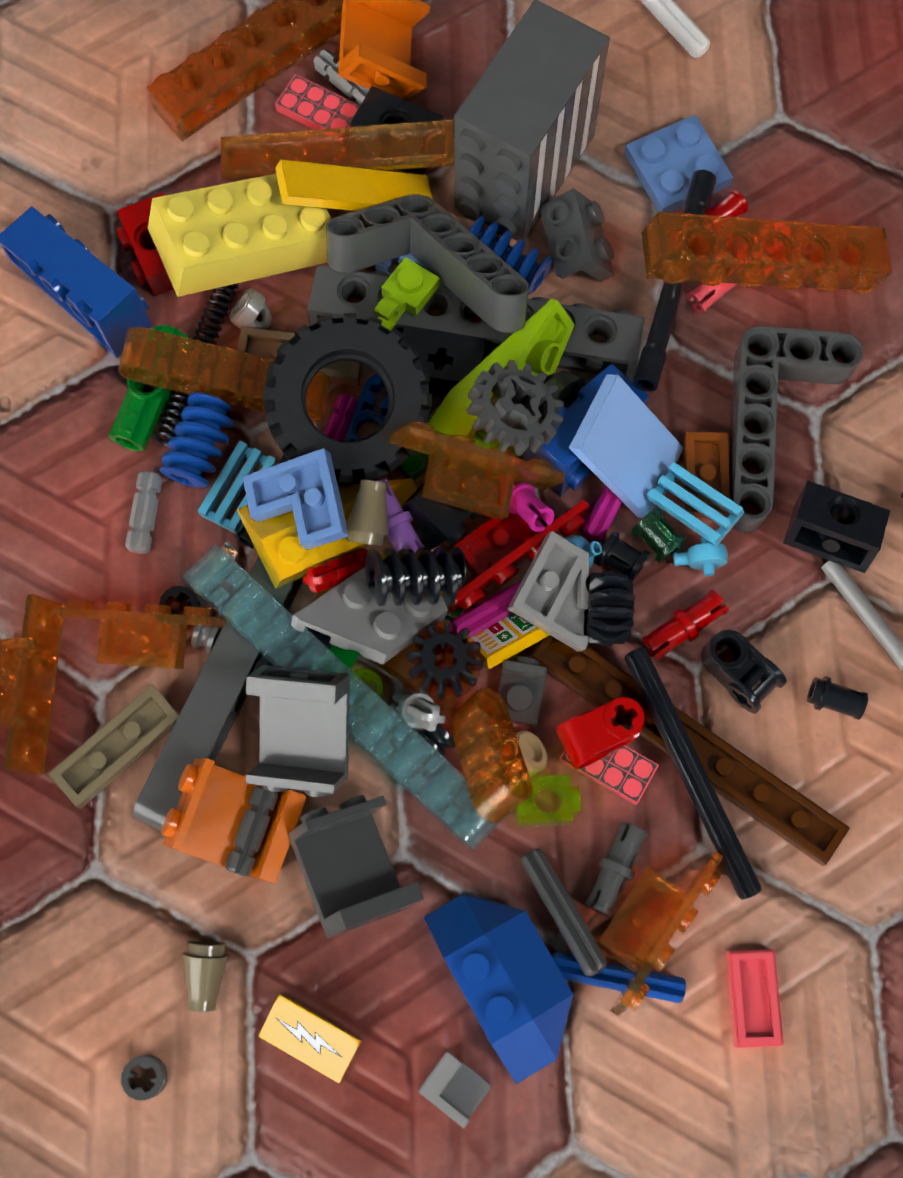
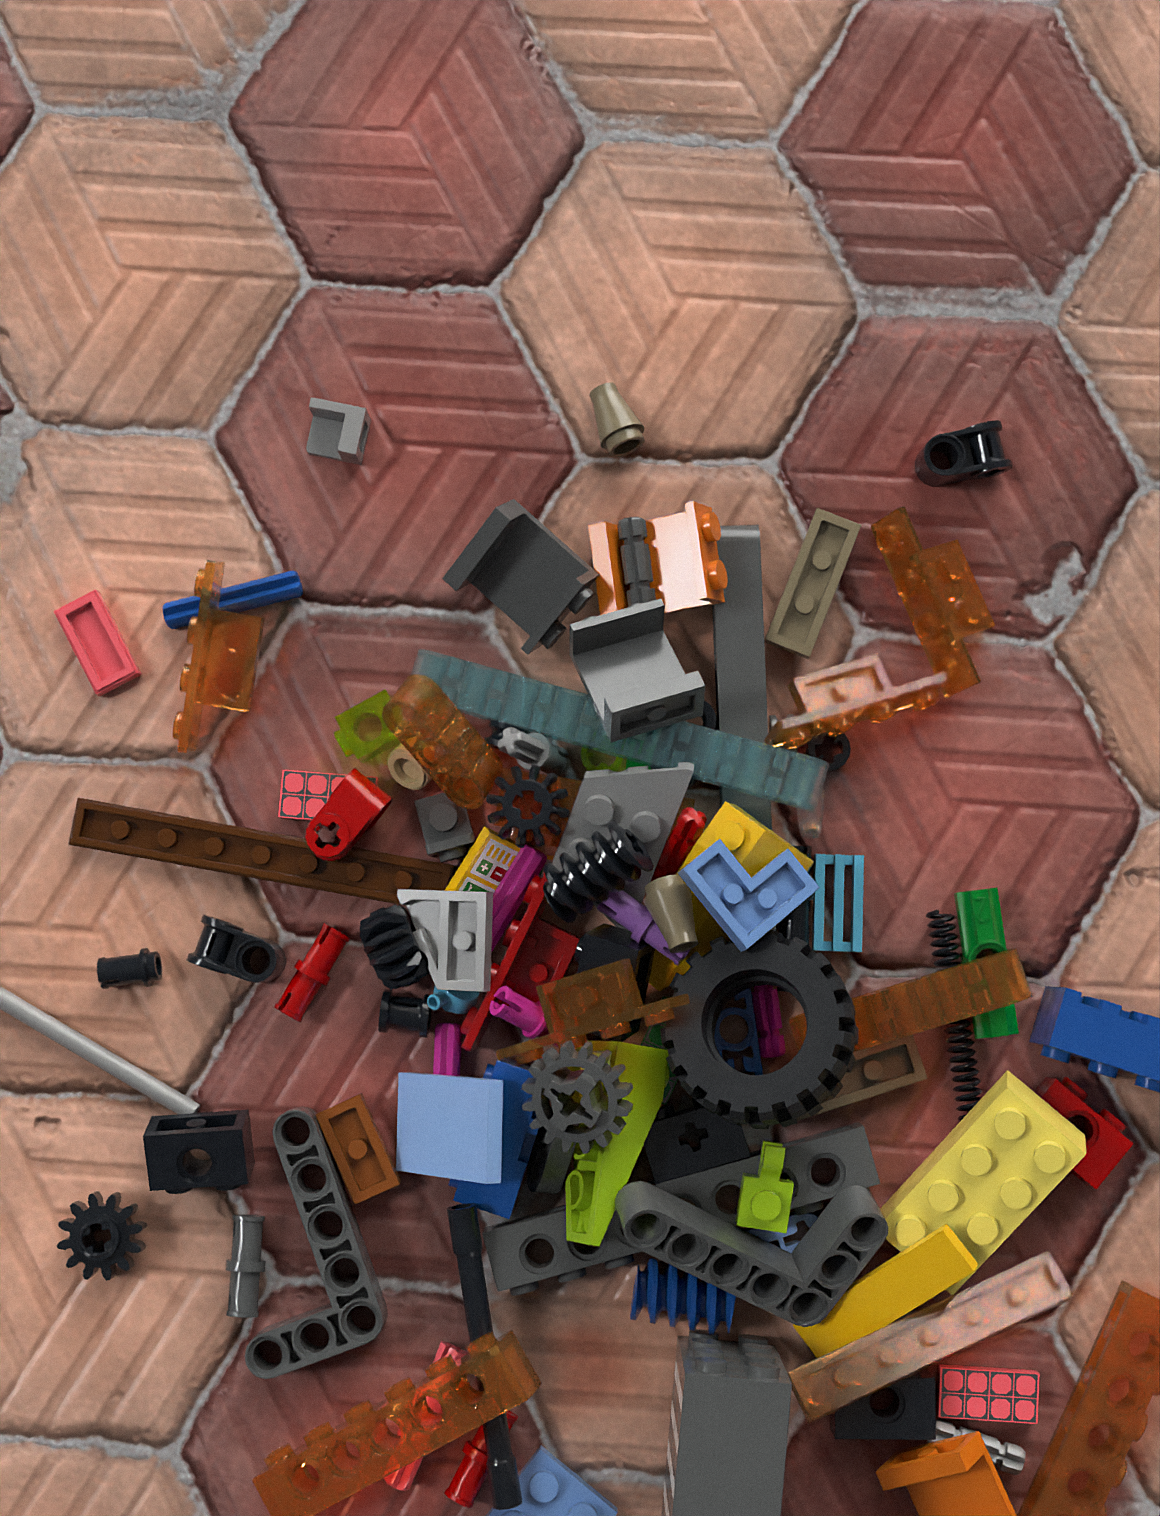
camera: 160 degrees right, 10 degrees up
(143, 512) = (919, 829): light grey axle -> none
(143, 1092) = (618, 296): dark grey bush -> none
(196, 440) = (901, 926): blue piece -> none
(247, 310) = (931, 1103): light grey tile -> none
(310, 1038) = (489, 414): yellow slope -> none
(505, 979) = (338, 547): blue wedge -> none
(564, 912) = (307, 632): dark grey axle -> none
(577, 236) = (617, 1363): dark grey bracket -> none
(616, 869) = (276, 698): dark grey pin -> none
(659, 535) = (378, 1055): clear green bush -> none
(667, 483) = (394, 1112): medium azure tile -> none
(692, 773) = (243, 823): black axle -> none
(703, 557) = (322, 1055): medium azure piece -> none
(833, 429) = (245, 1266): none -> dark grey pin

